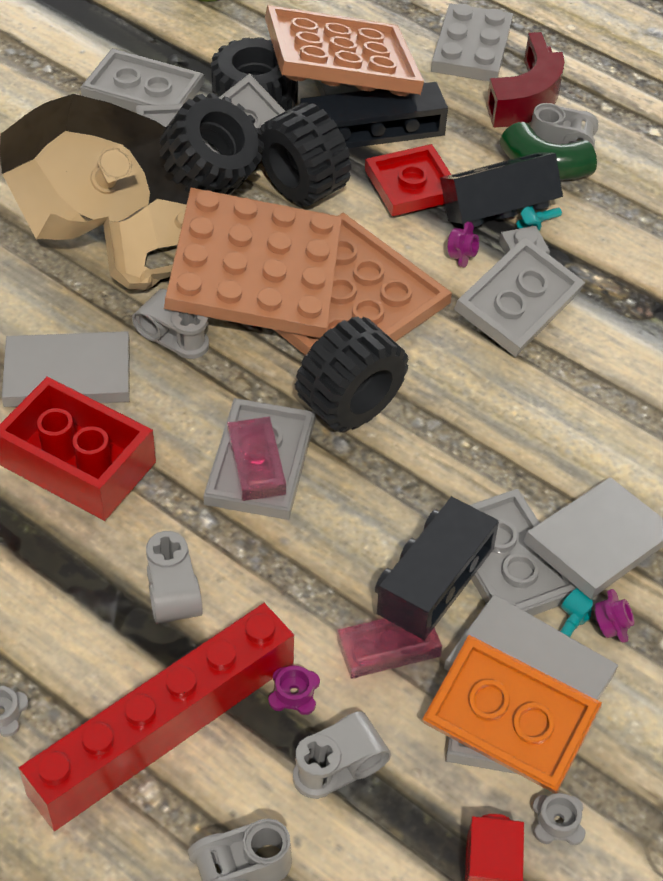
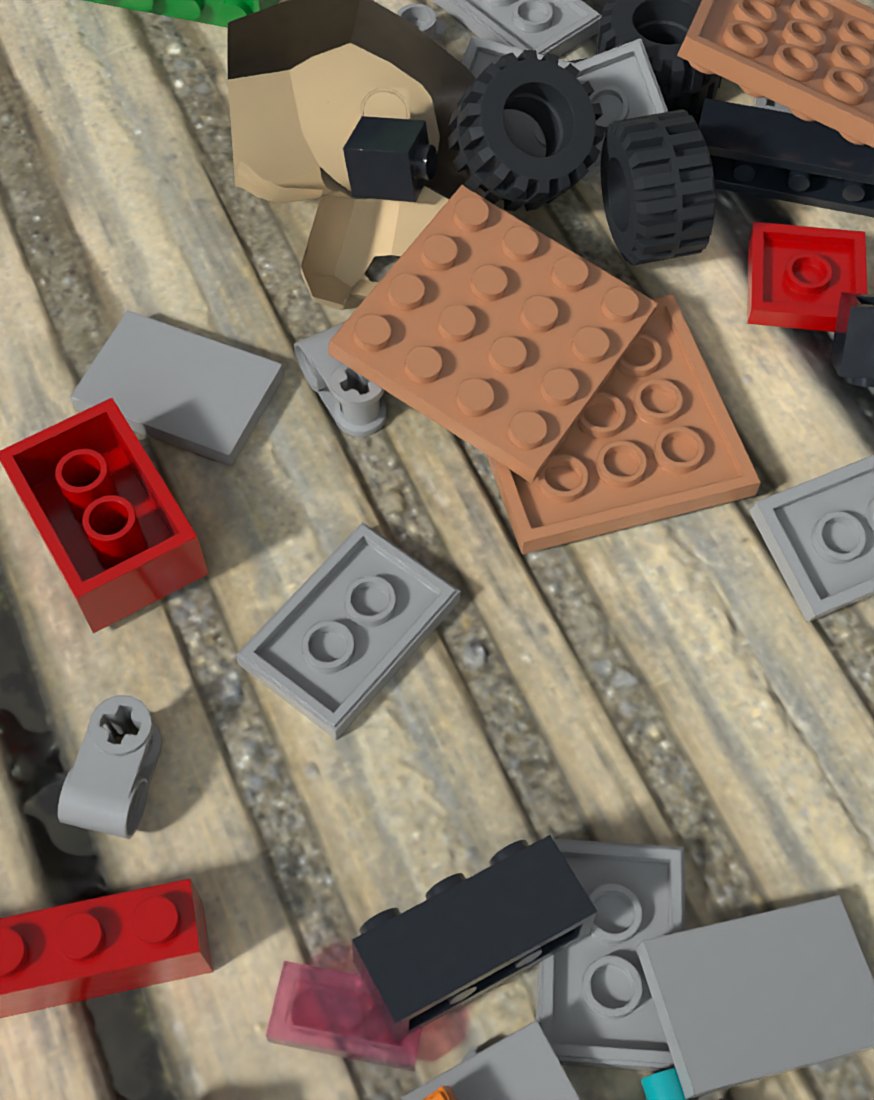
camera: 30 degrees right, 10 degrees up
(135, 188) = (389, 158): none -> black brick
(256, 458) = (325, 635): clear pink plate -> none
(294, 677) = (158, 1021): magenta plate -> none
(351, 373) = (524, 562): black tyre -> none
(463, 244) = (824, 409): magenta plate -> none

